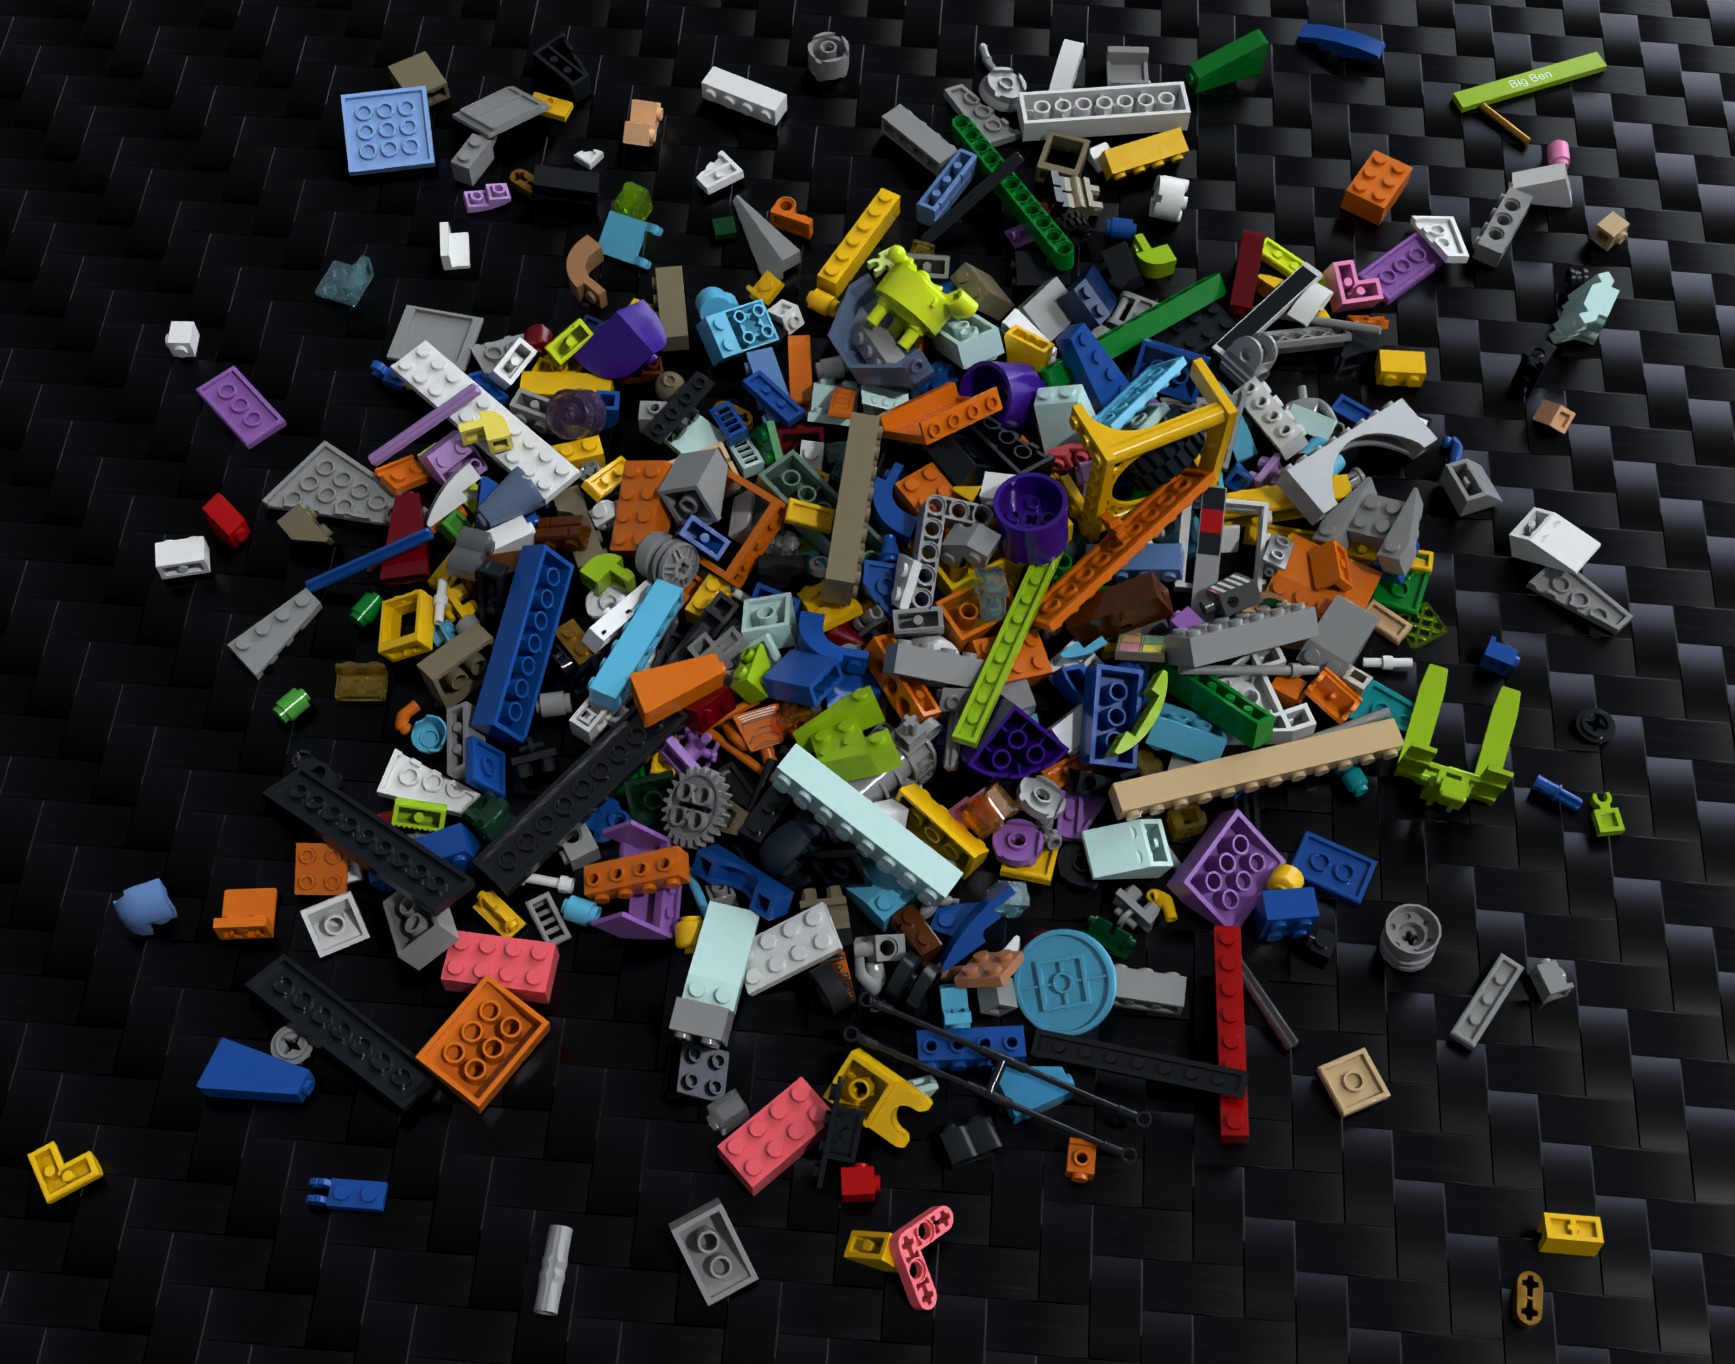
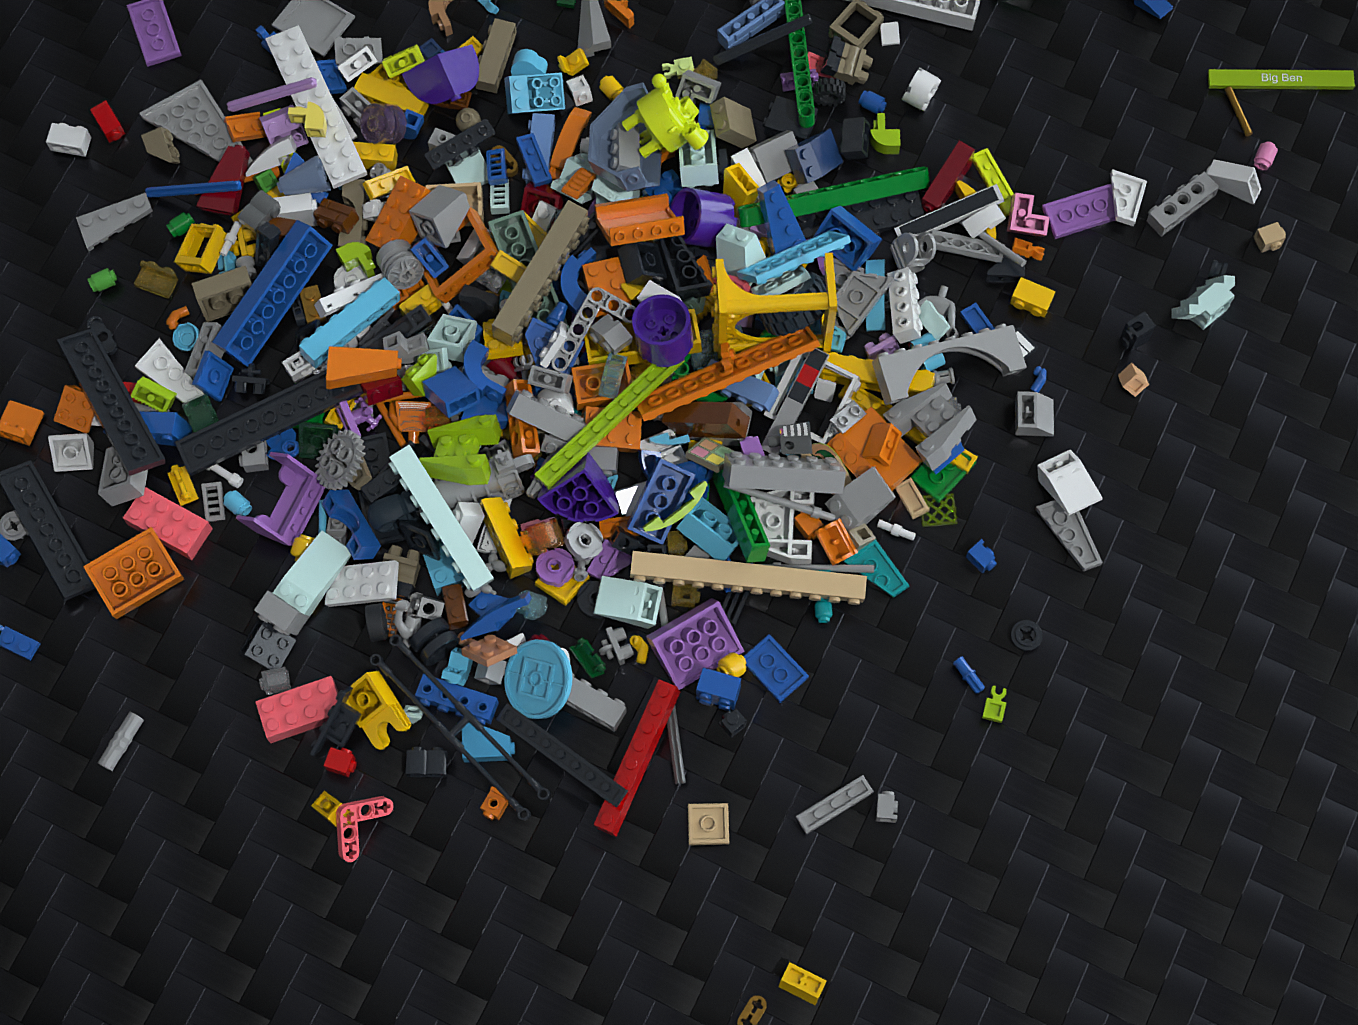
camera: 25 degrees right, 10 degrees up
(538, 337) = (385, 47): dark red head -> none
(554, 704) = (281, 344): light grey brick -> none
(636, 874) = (281, 492): orange brick -> none
(713, 1251) = (226, 768): light grey slope -> none
(767, 442) = (516, 194): green wing -> none
(859, 243) = (661, 47): yellow brick -> none
(1139, 304) = (855, 174): light grey plate -> none
(1143, 154) = (922, 42): yellow brick -> none
(1237, 478) = (857, 345): blue slope -> none
(1376, 187) = (1097, 134): orange brick -> none
(1410, 937) = (794, 729): light grey wheel -> none
(1448, 784) = (889, 635): lime piece -> none

